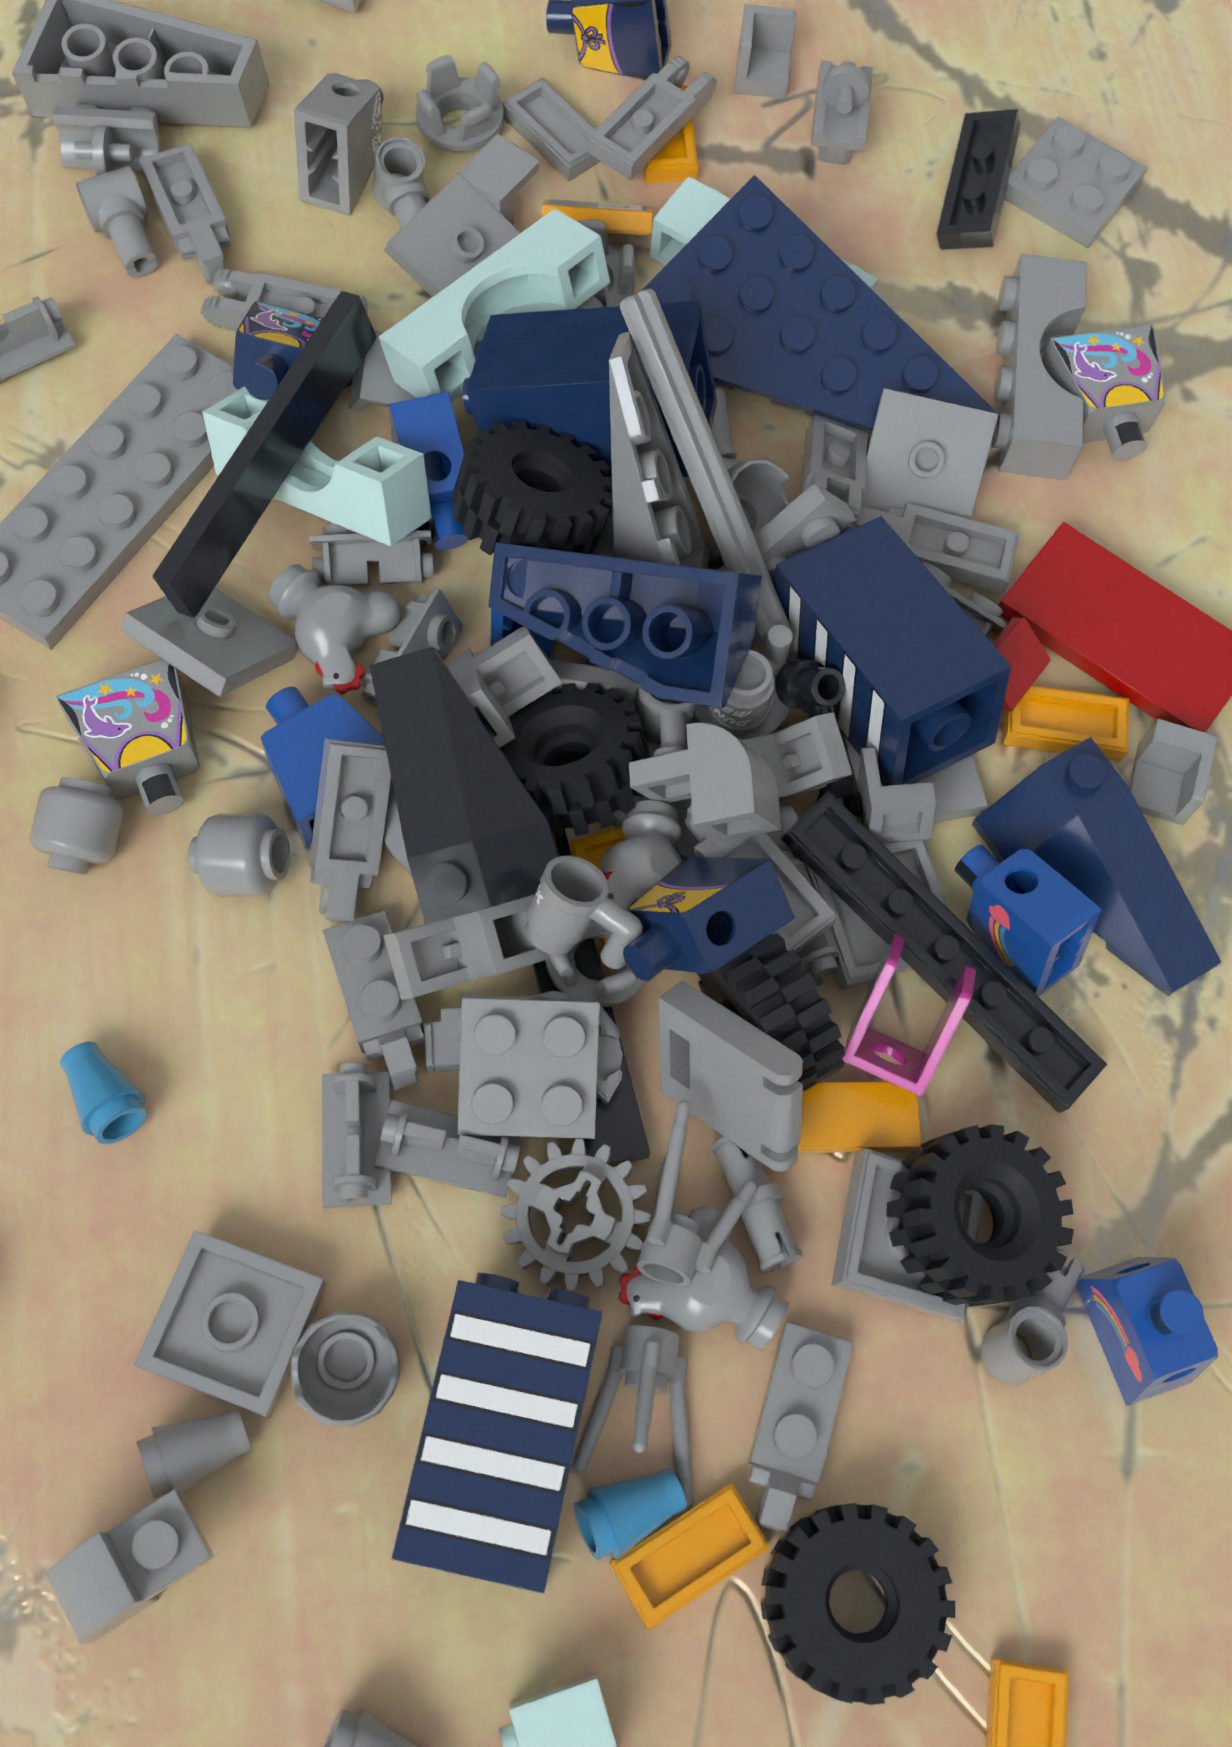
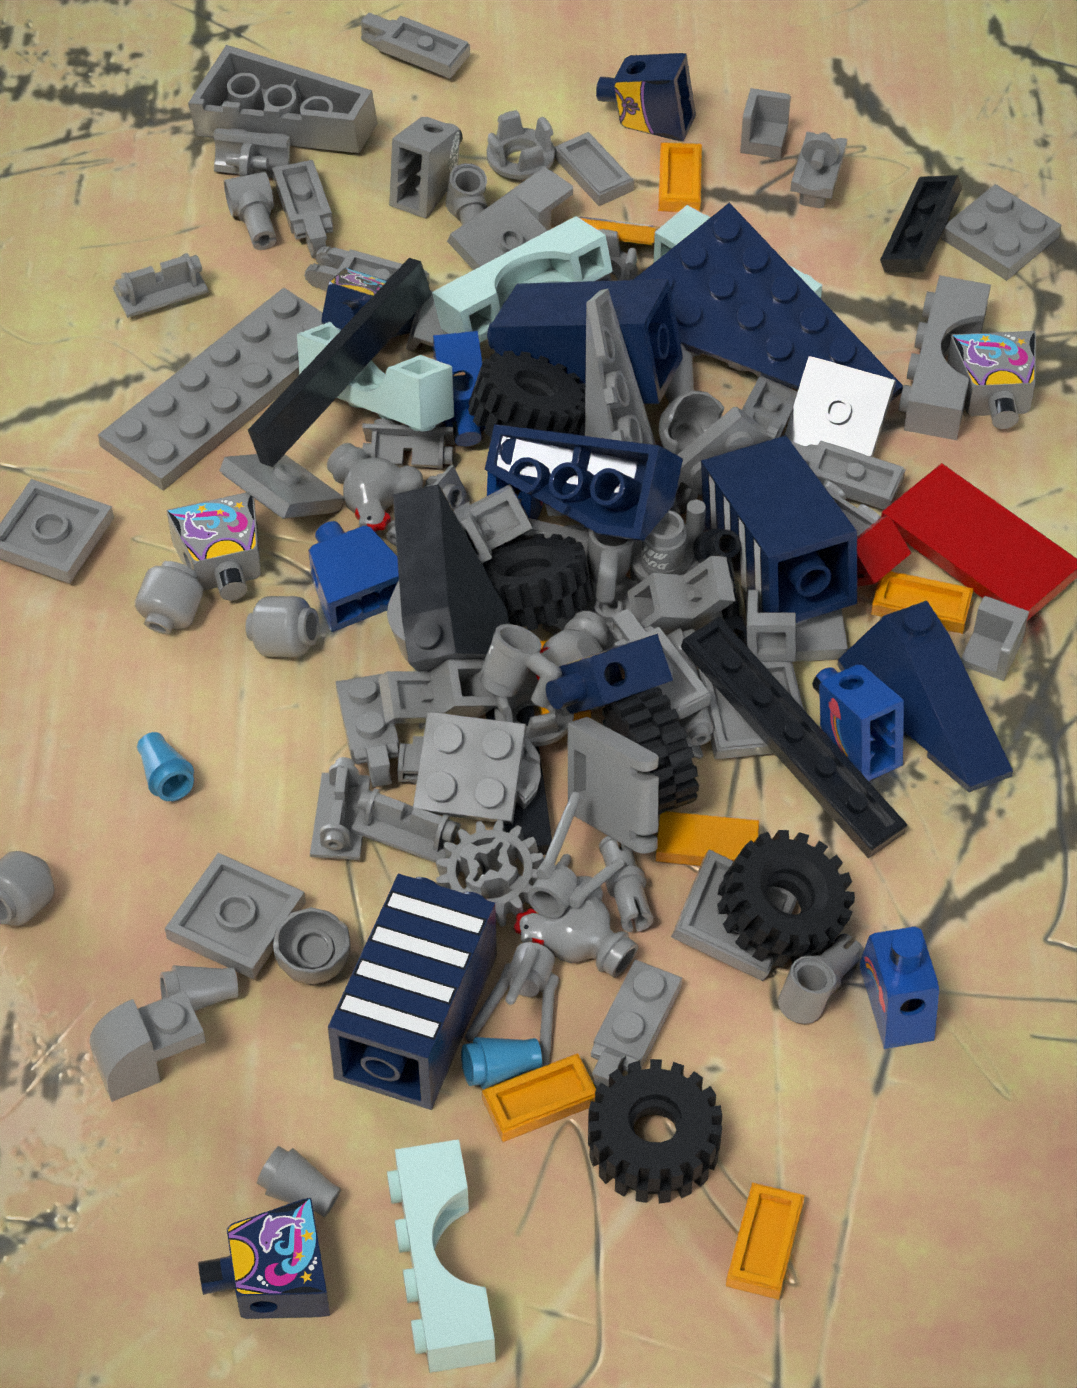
camera: 15 degrees right, 15 degrees down
(348, 823) = (364, 606): light grey hinge -> none
(650, 118) = (666, 163): light grey hinge -> none
(700, 451) = (652, 380): light grey axle -> none
(725, 778) = (630, 593): light grey brick -> none
(916, 1066) = (728, 757): dark pink piece -> none

